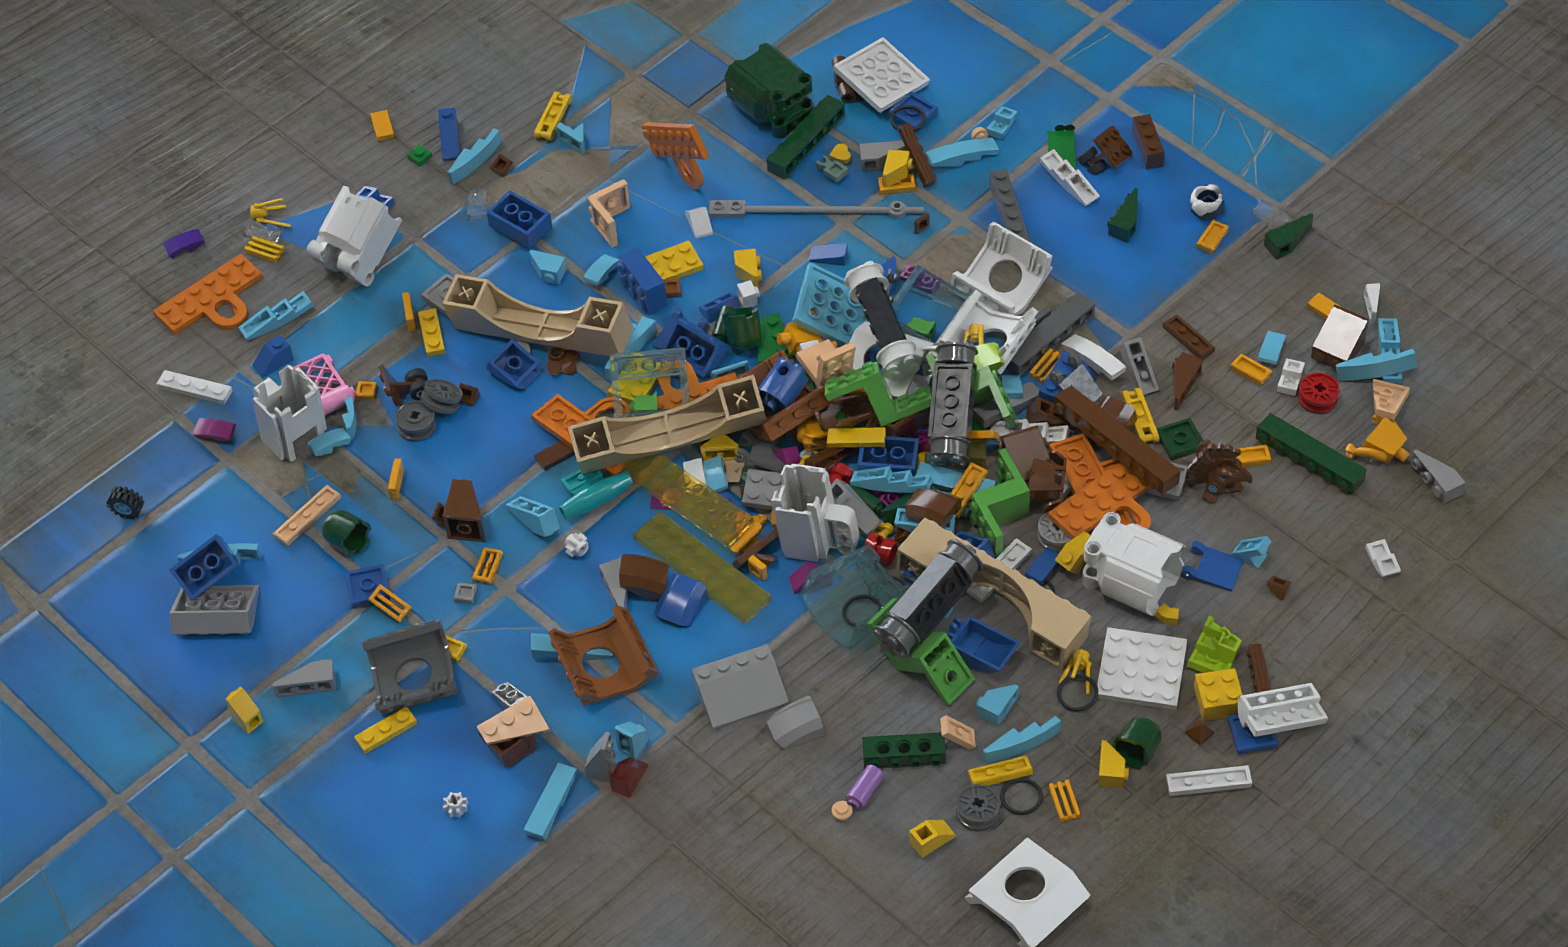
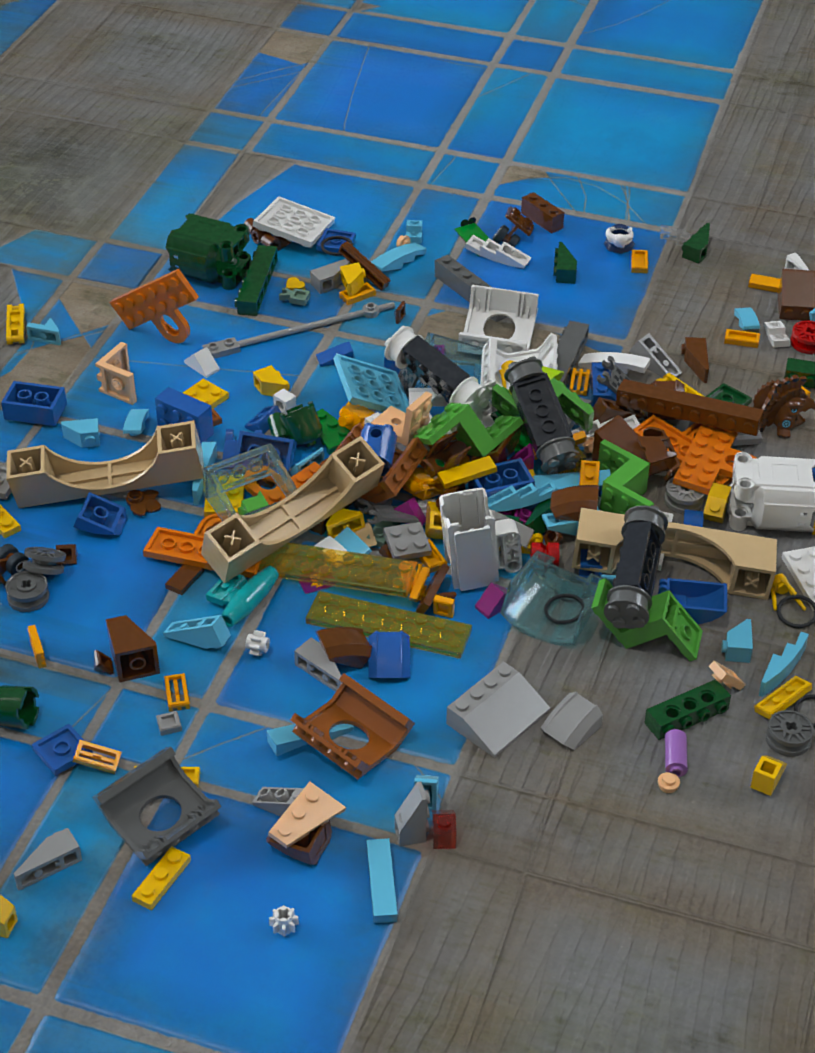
camera: 30 degrees left, 10 degrees down
(1188, 337) = (674, 329): reddish brown tile -> none

